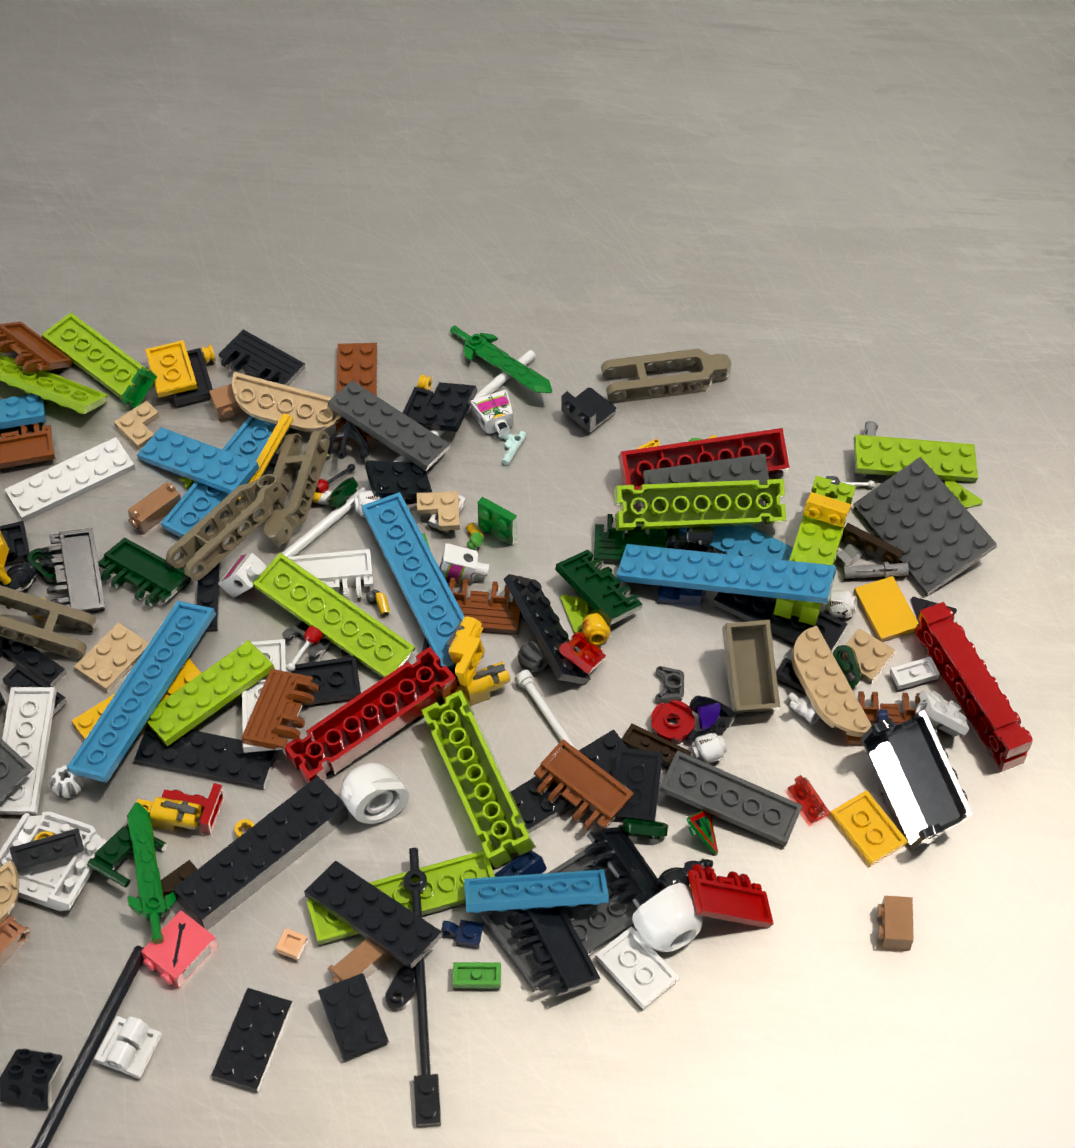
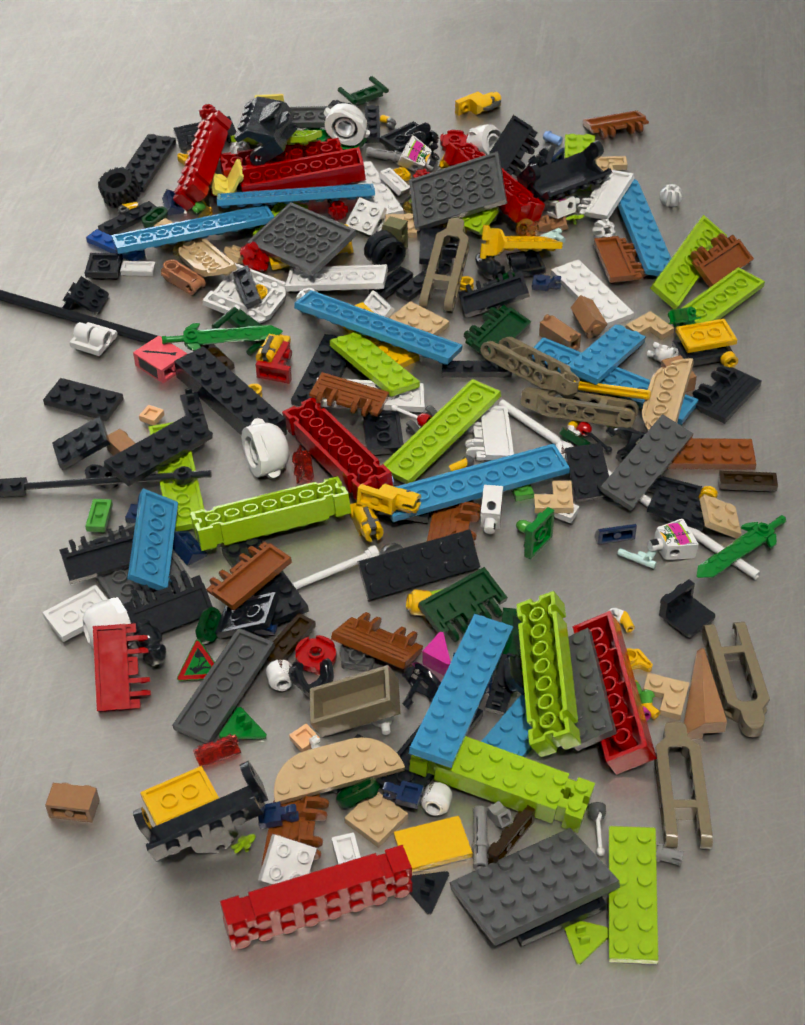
camera: 95 degrees right, 10 degrees down
(46, 525) = (543, 282): none -> dark blue plate
(83, 699) = (378, 304): none -> white plate
(126, 477) = (588, 316): none -> medium nougat brick
(196, 411) = (662, 352): none -> white piece
(245, 570) = (489, 377): white torso -> none
(278, 898) = (192, 406): none -> black plate
(392, 759) = (302, 463): none -> clear red hinge
(401, 351) = (748, 480): none -> dark brown plate
(459, 373) = (720, 516): none -> tan plate
(481, 463) = (616, 534): none -> dark blue slope
(587, 658) = (384, 590): red plate -> none
(598, 459) = (624, 619): none -> yellow arm
(654, 668) = (389, 647): none -> dark orange hinge
(664, 610) = (436, 655): none -> dark pink slope
(689, 425) = (671, 691): none -> tan plate
(704, 620) = (423, 674): none -> black helmet
(707, 400) = (704, 705): none -> medium nougat wedge
(708, 715) = (315, 674): dark purple tile -> none
(777, 780) = (242, 726): none -> green piece
(784, 721) = (301, 737): none -> light nougat plate
(823, 409) = (676, 737): none -> dark tan piece
(826, 509) = (538, 777): yellow bracket -> none
(848, 622) = (406, 794): none -> dark blue plate

